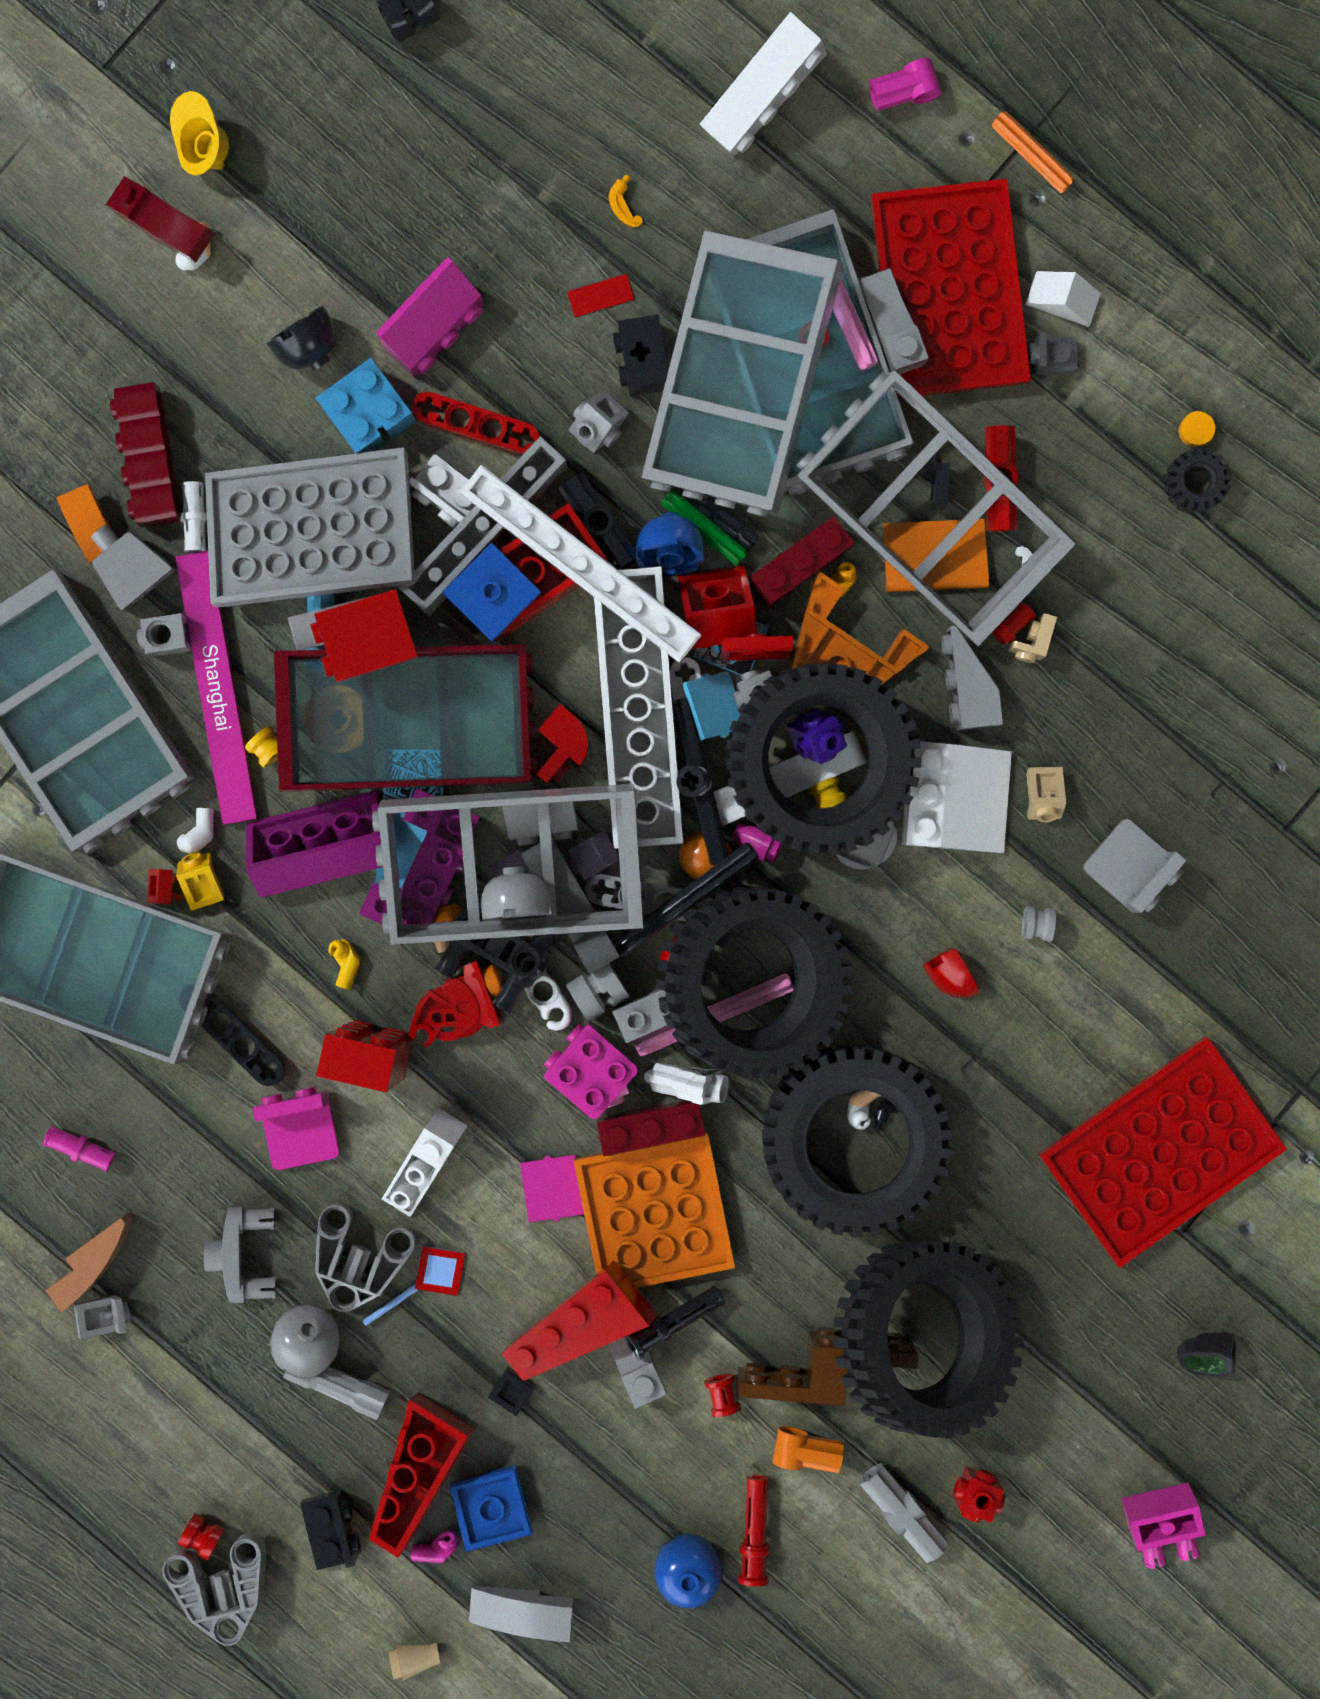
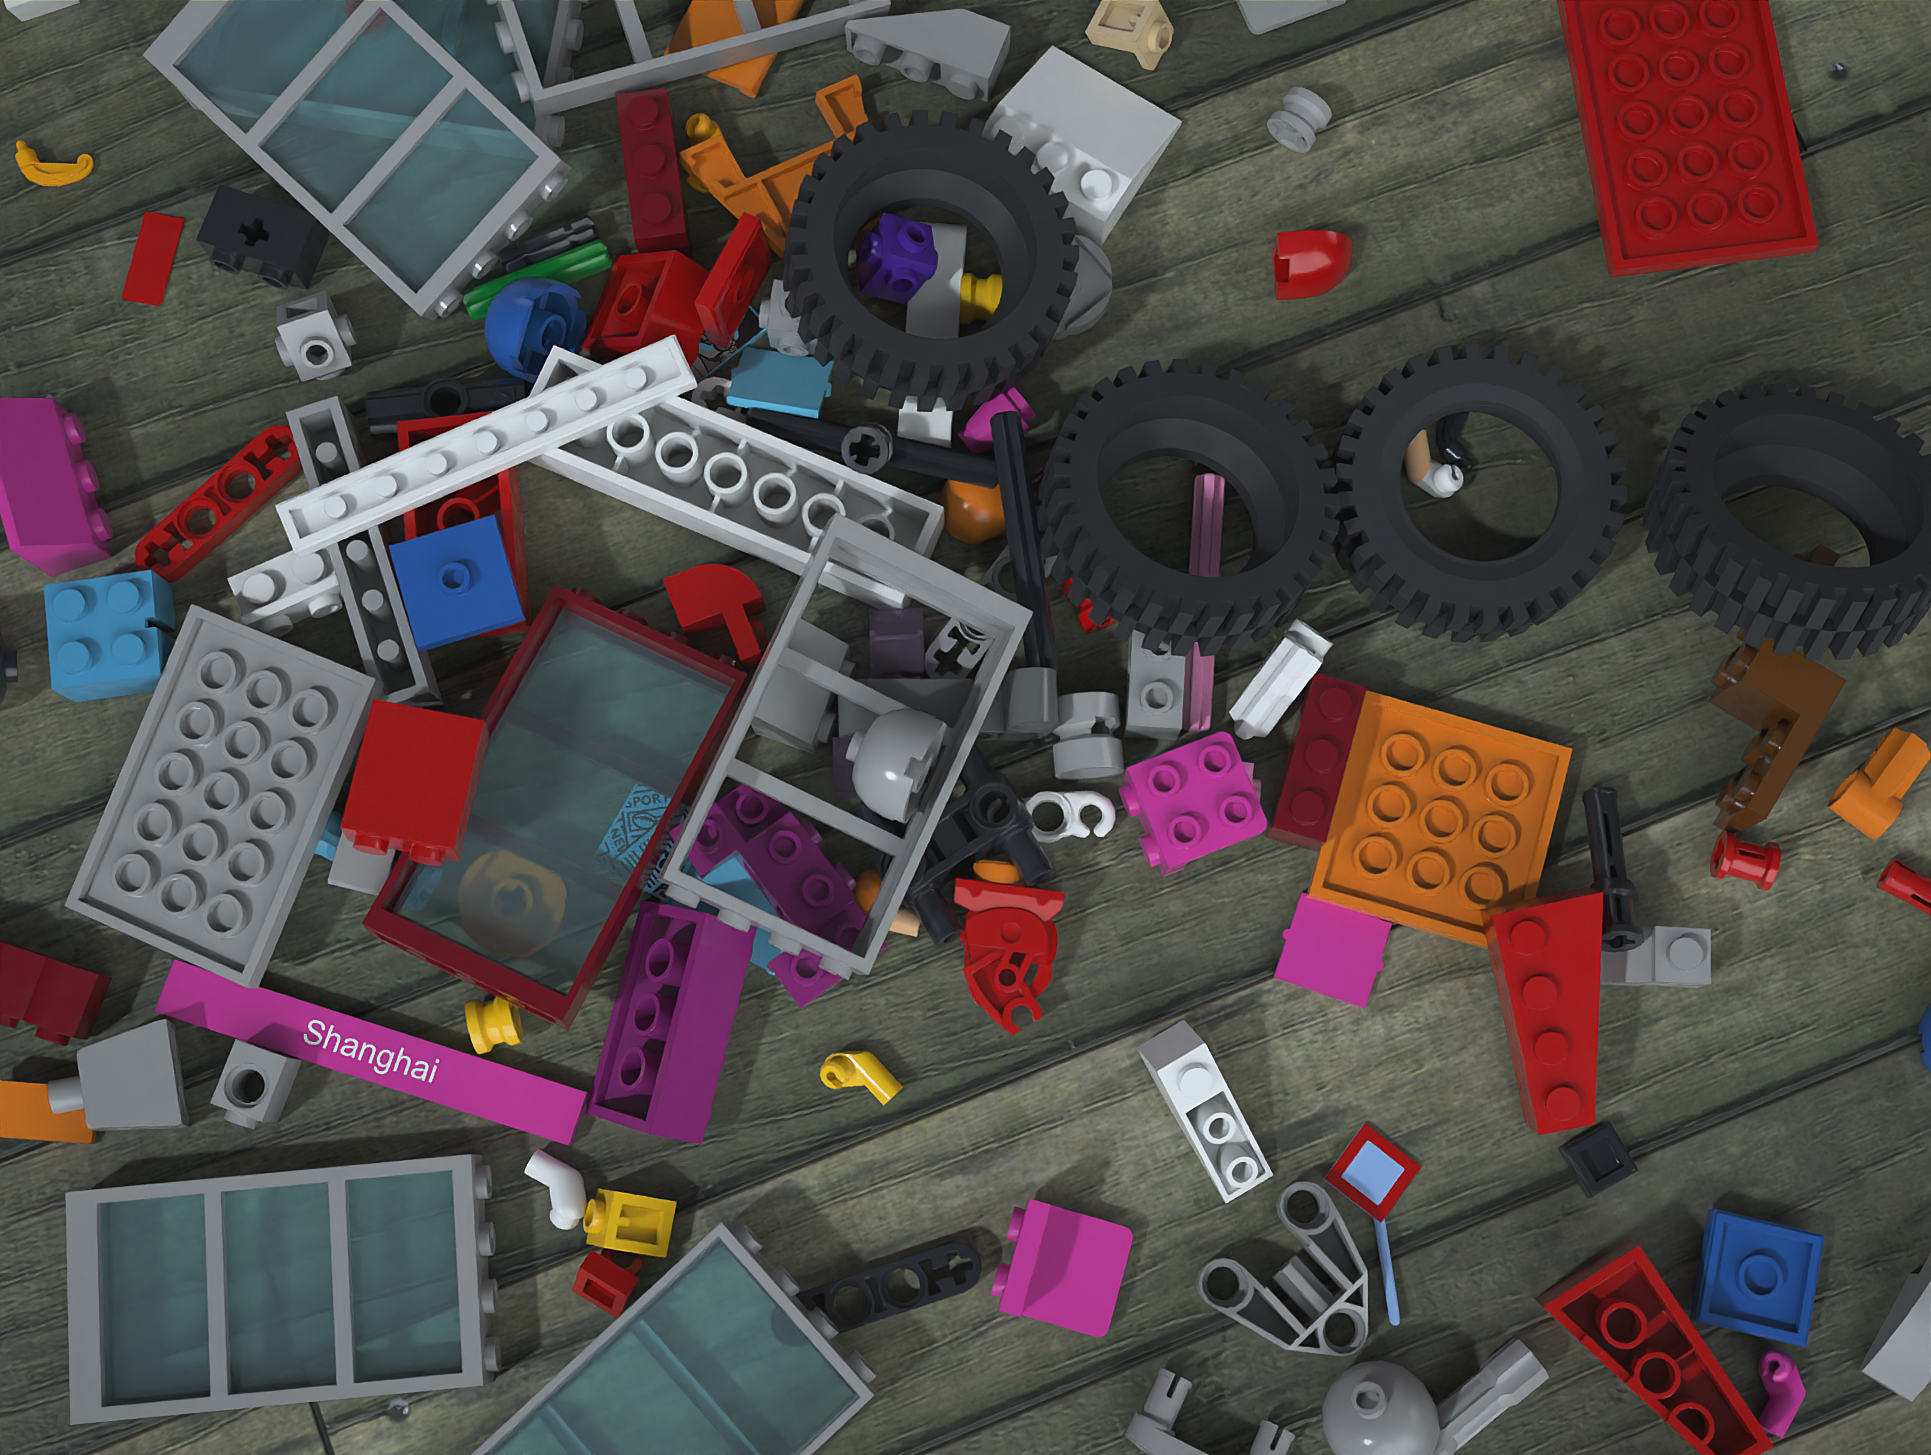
camera: 60 degrees left, 10 degrees down
(193, 517) = (115, 955): white pin -> none
(365, 1056) = (1011, 1092): red brick -> none

